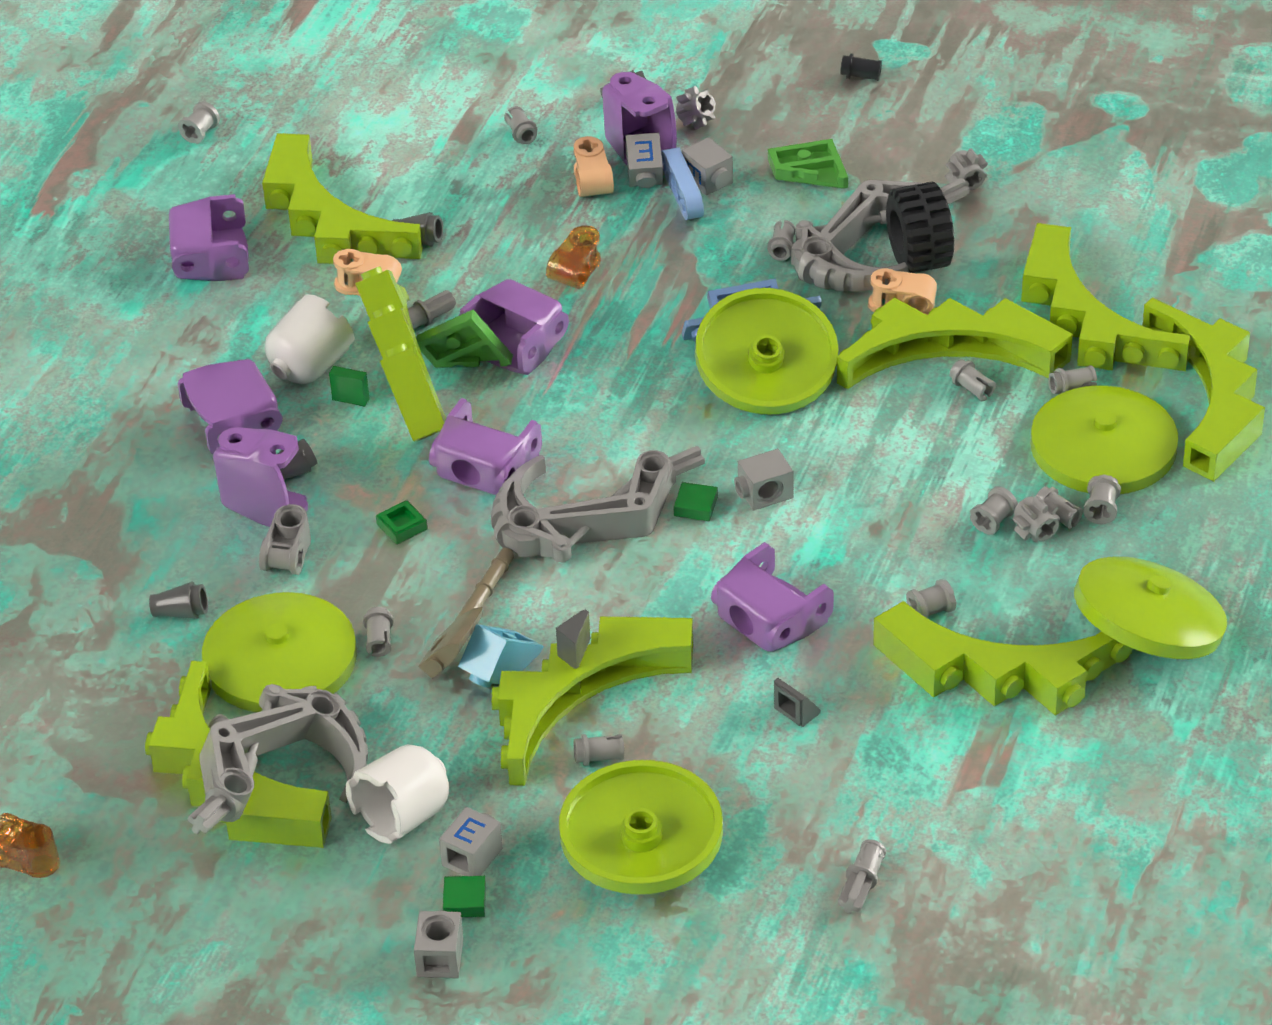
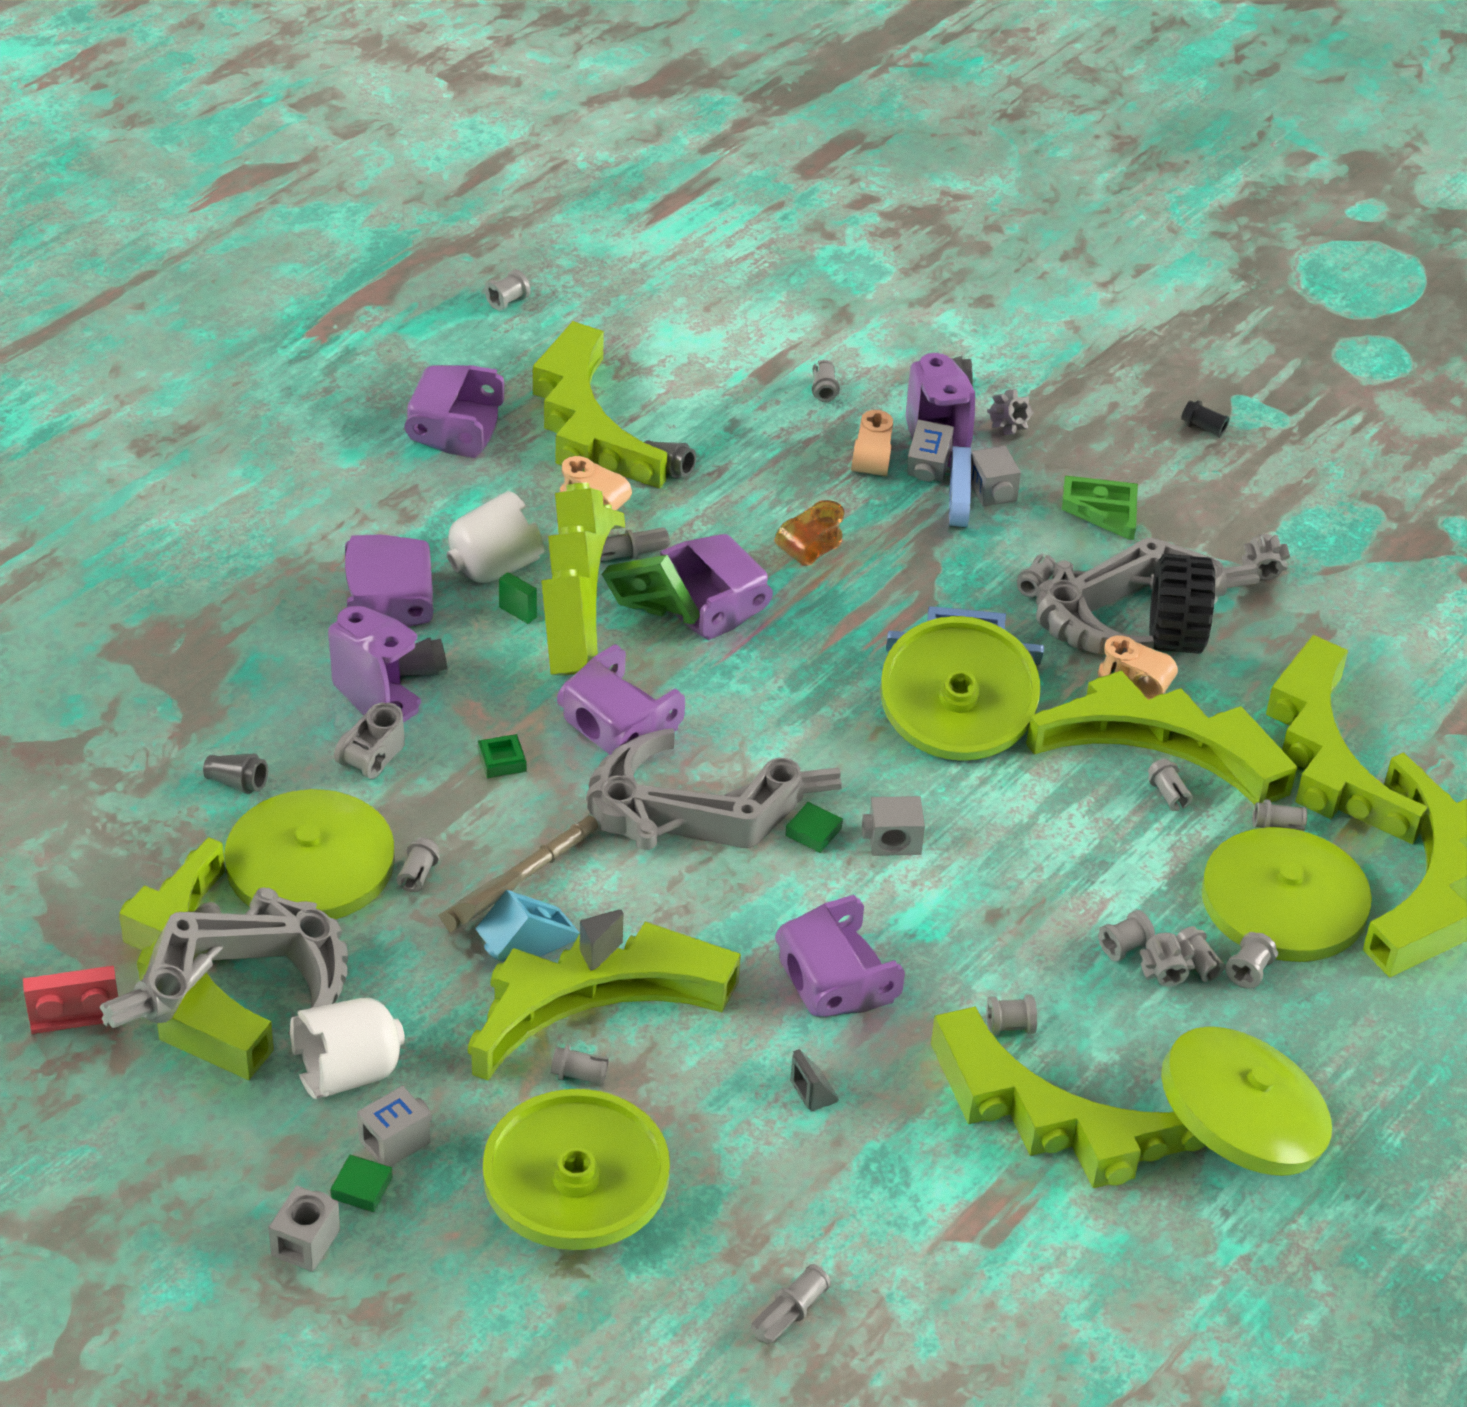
camera: 15 degrees right, 0 degrees up
(144, 827) = (68, 998): none -> coral plate

